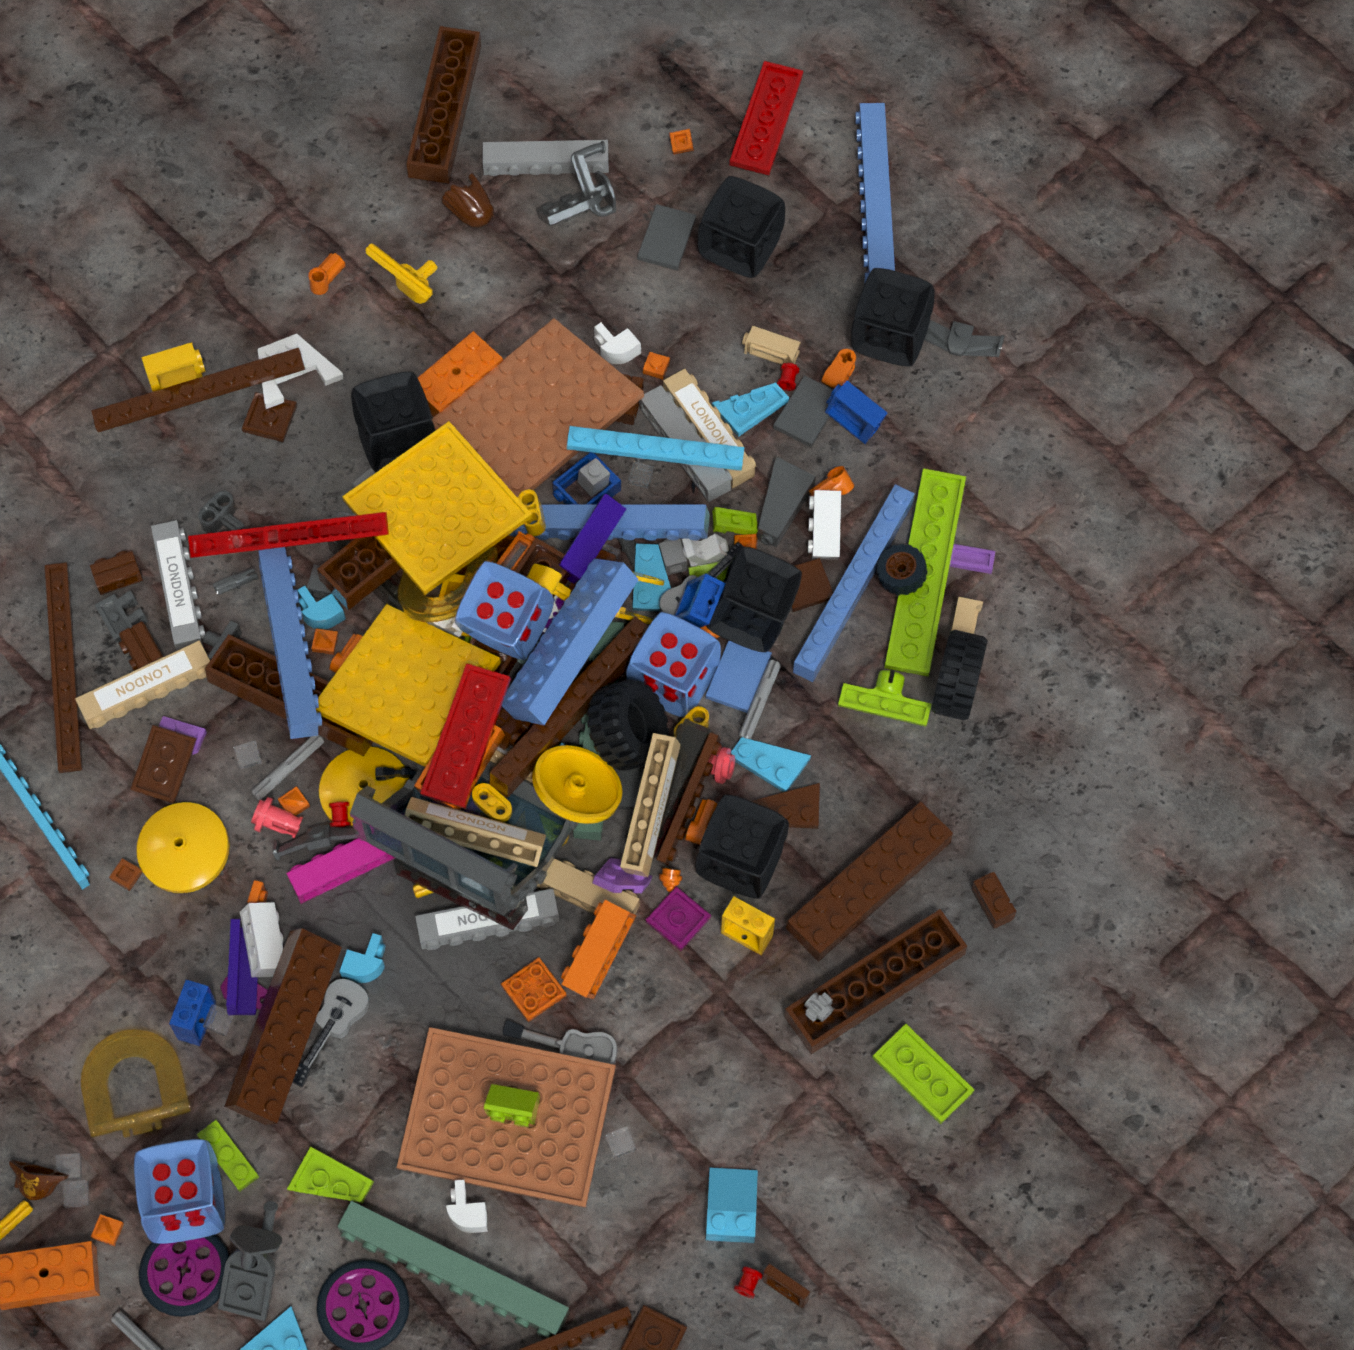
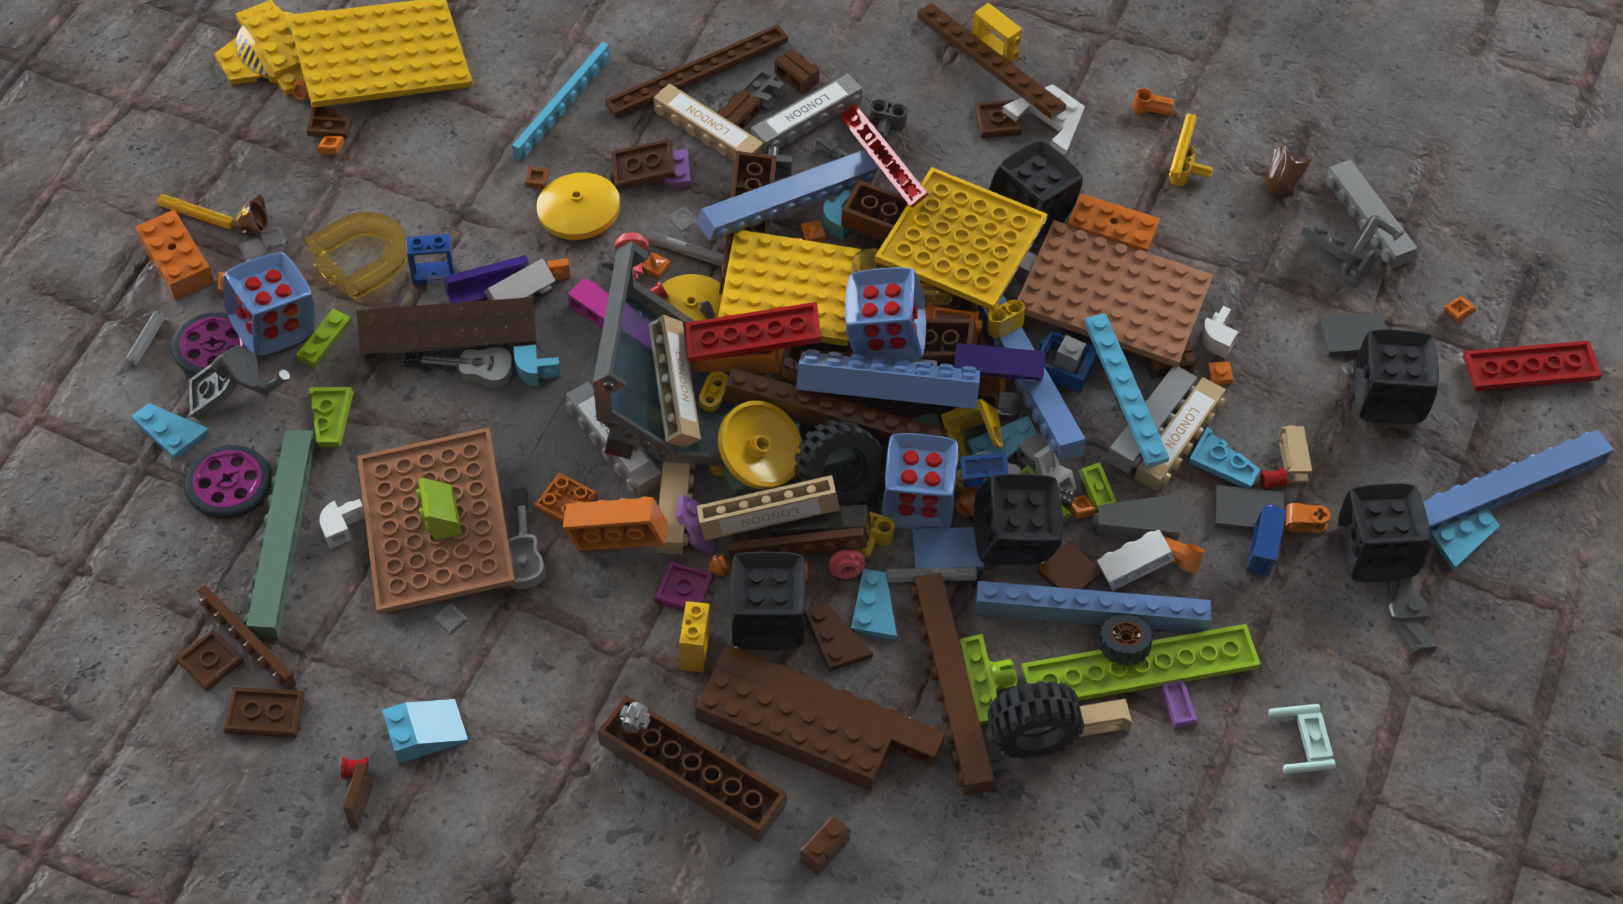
camera: 65 degrees right, 10 degrees down
(444, 104) = (1369, 120): reddish brown brick -> none
(550, 580) = (933, 337): yellow beam -> none
(861, 834) = (906, 733): none -> reddish brown brick
(877, 729) = (952, 684): none -> reddish brown brick
(909, 255) = (1464, 536): none -> medium azure wing
(923, 1074) = (619, 847): lime plate -> none
(1049, 470) = (1313, 736): none -> light aqua plate

